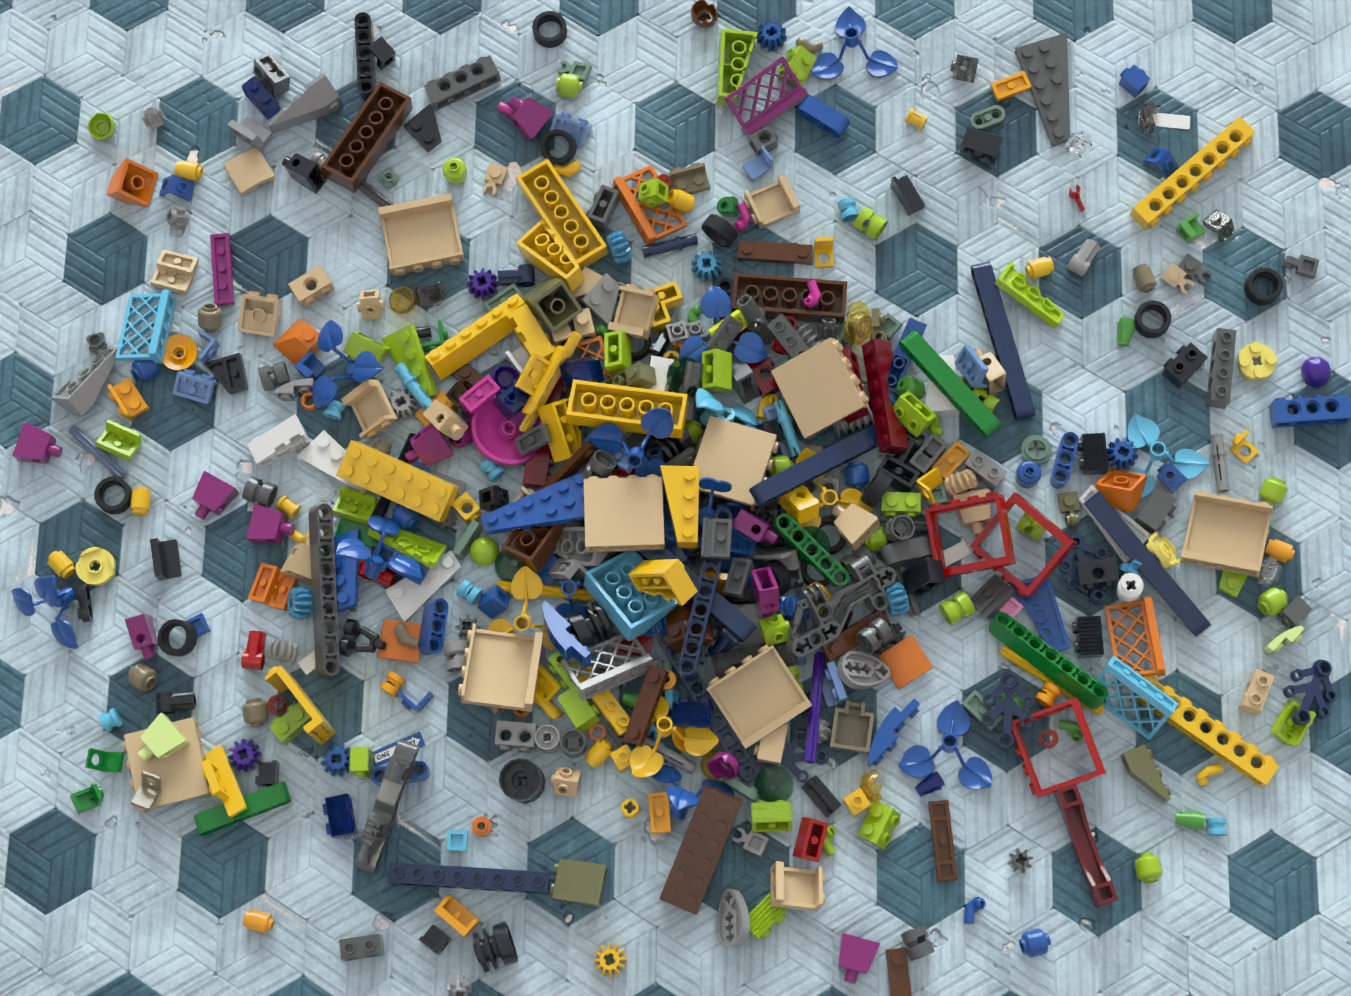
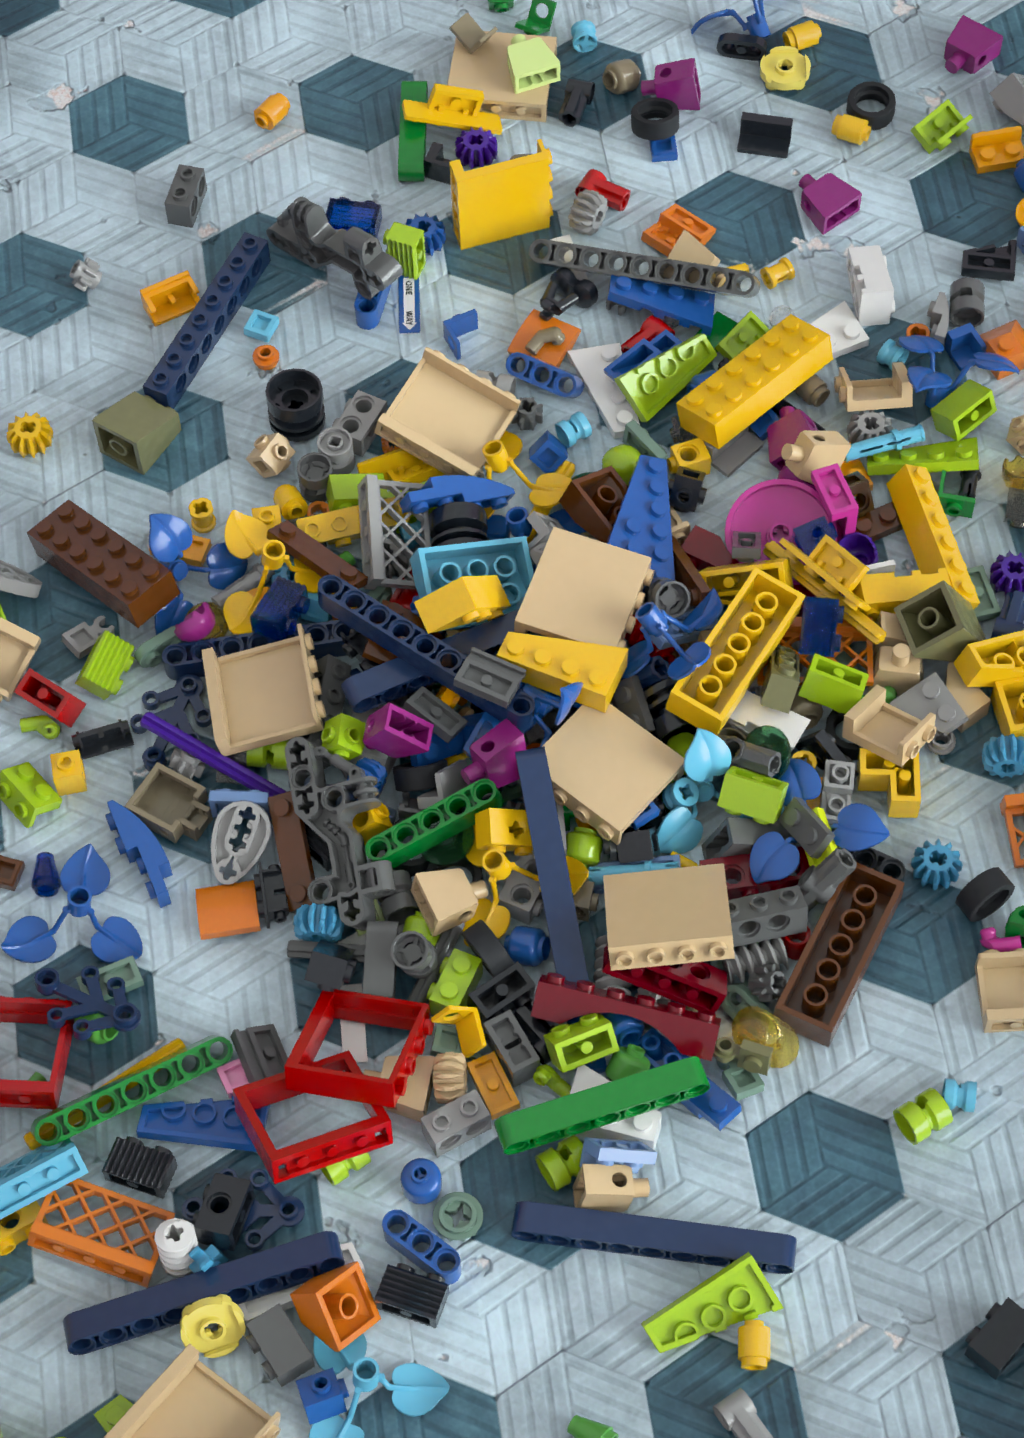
camera: 110 degrees right, 15 degrees down
(98, 453) = (921, 111): sand blue axle -> none
(194, 386) = (988, 220): medium blue bracket -> none
(261, 492) = (809, 246): dark grey wheel -> none
(268, 526) = (761, 243): magenta torso -> none
(300, 603) = (640, 242): dark azure gear -> none
(356, 550) = (628, 344): blue plant -> none
(396, 680) = (490, 314): light orange wheel -> none
(435, 939) = (153, 267): black panel -> none
(492, 470) = (725, 502): medium azure wheel -> none
(495, 947) = (109, 317): black wheel -> none
(670, 245) = (988, 841): dark blue pin -> none
(772, 746) = (188, 691): tan slope -> none
(774, 252) = (926, 970): reddish brown plate -> none
(779, 778) = (145, 685): clear green dish -> none
(814, 295) = (822, 972): dark pink arm -> none
(823, 245) = (910, 1036): yellow bracket -> none
(869, 786) = (79, 794): clear yellow hair -> none
(874, 635) = (276, 865): dark grey wheel -> none
(907, 194) = (956, 1193): black panel -> none
(954, 609) = (268, 1000): lime wheel -> none
(1043, 734) = (15, 1027): clear red plate -> none
(1048, 694) = (85, 1074): light orange wheel -> none
(1069, 503) = (353, 1228): olive plate -> none
(1123, 447) = (384, 1332): blue gear -> none

